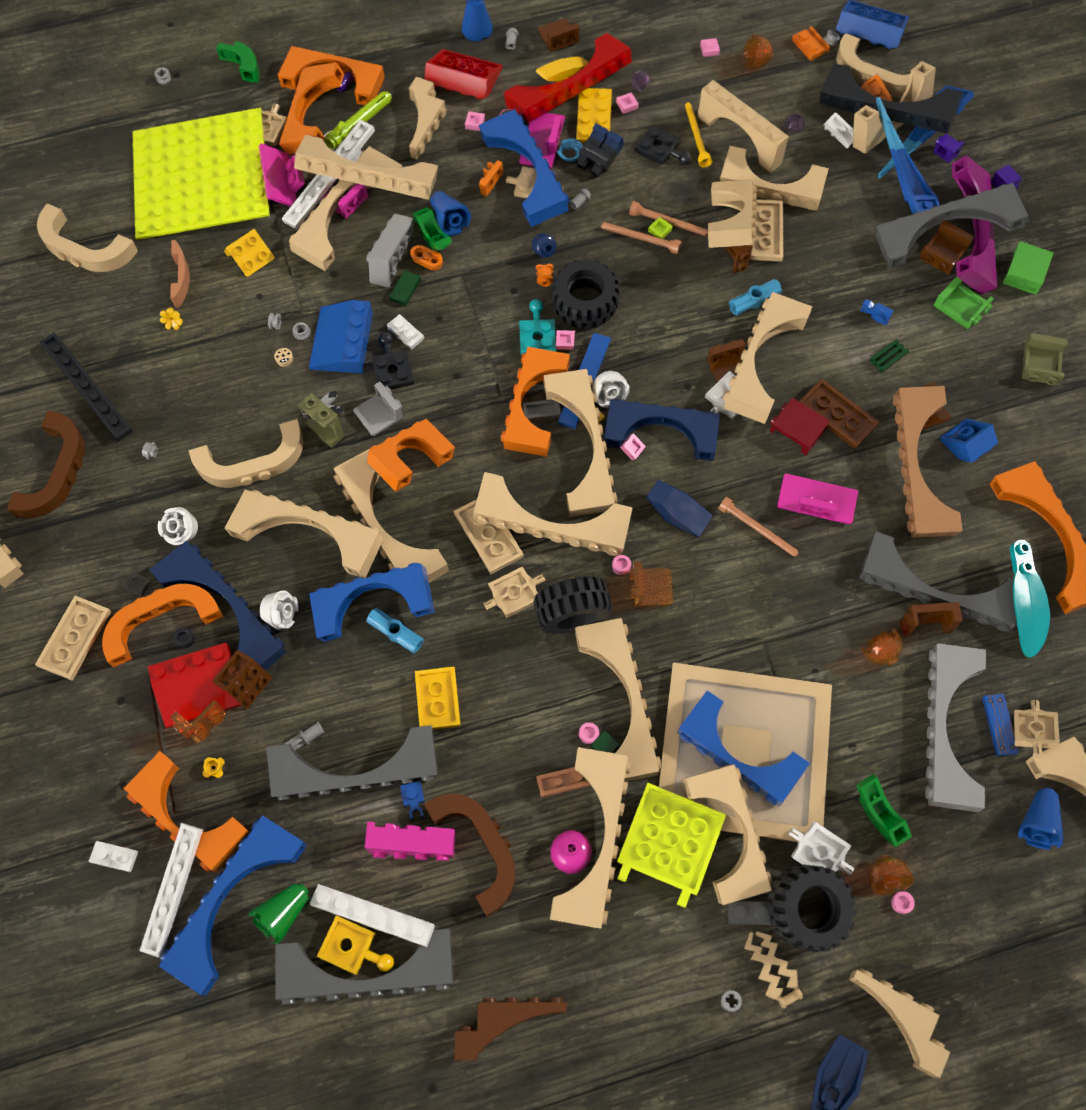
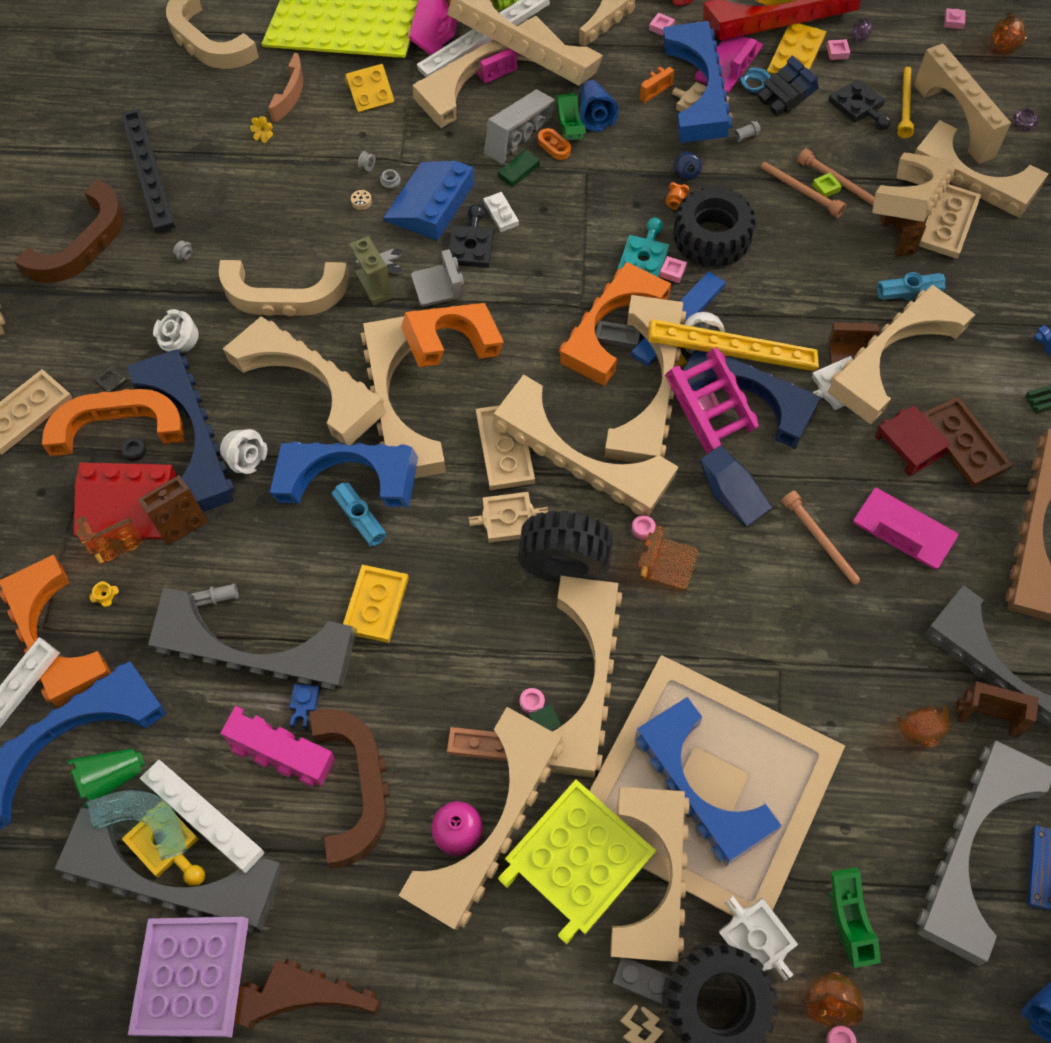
camera: 20 degrees right, 5 degrees down
(326, 926) = (145, 808): none -> clear light blue plate
(416, 1040) = (189, 977): none -> lavender plate
(621, 448) = (690, 400): none -> dark pink fence
(636, 392) = (733, 345): none -> yellow tile

